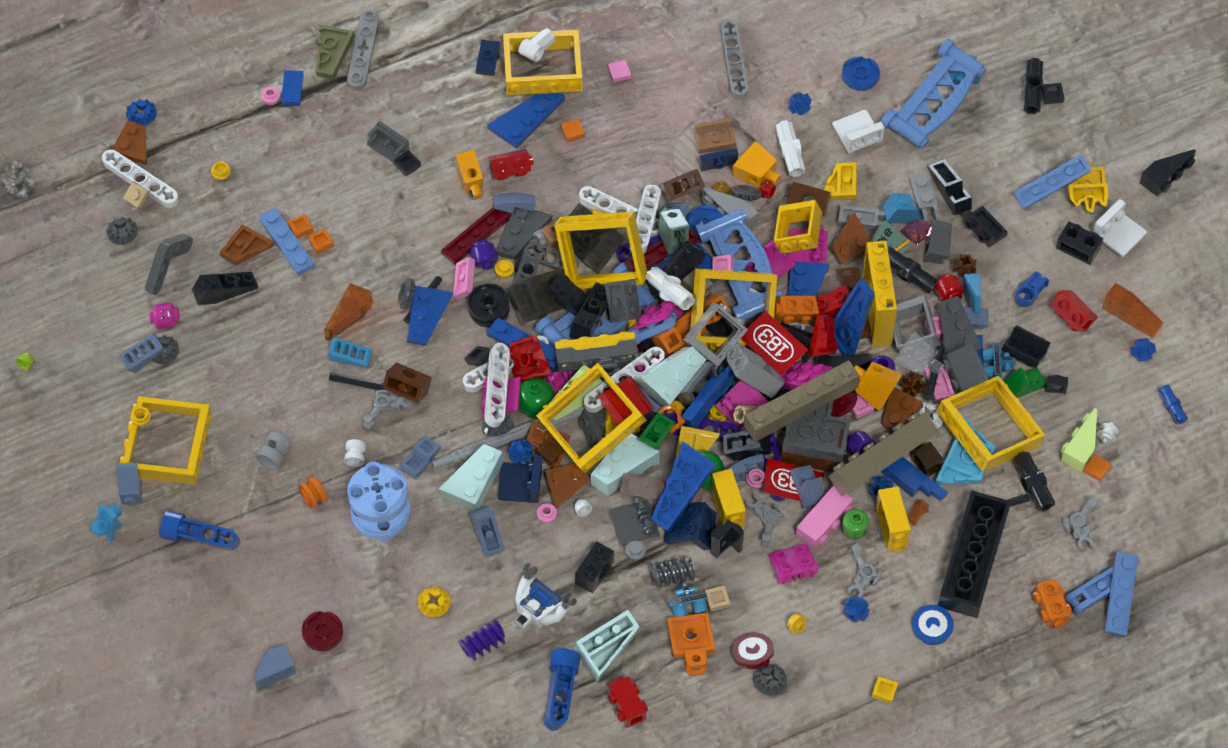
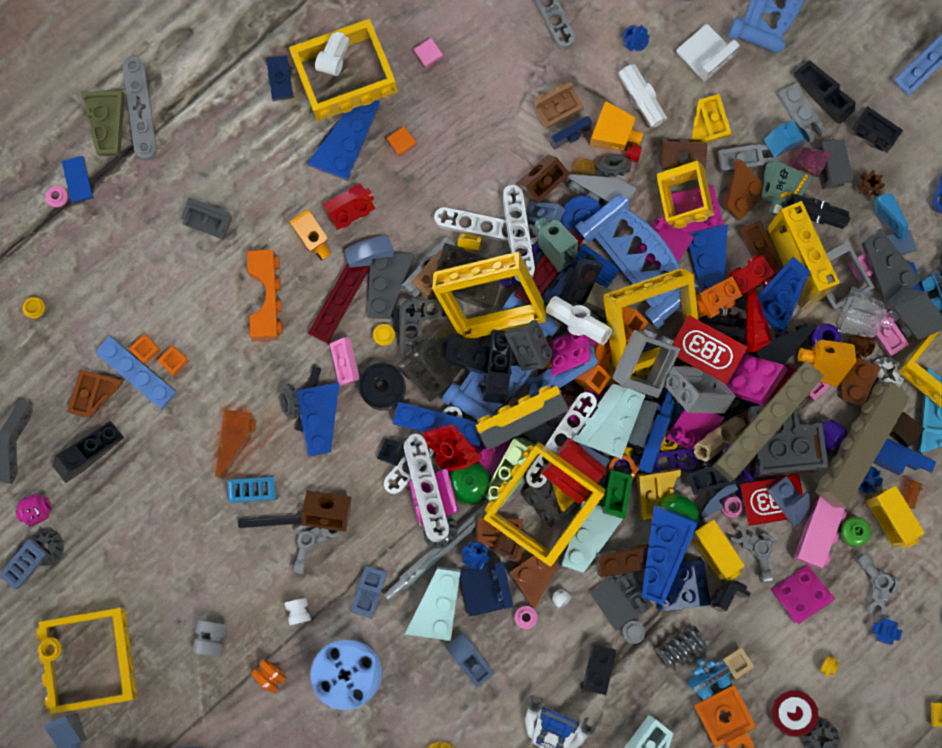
camera: 20 degrees left, 20 degrees up
(407, 163) = (235, 237): black plate -> none
(408, 230) = (265, 322): none -> orange arch
(484, 254) = (357, 326): dark purple head -> none
(723, 262) = (622, 269): bright pink plate -> none
(933, 376) = (882, 334): black bar -> none
(949, 287) = (864, 218): red head -> none

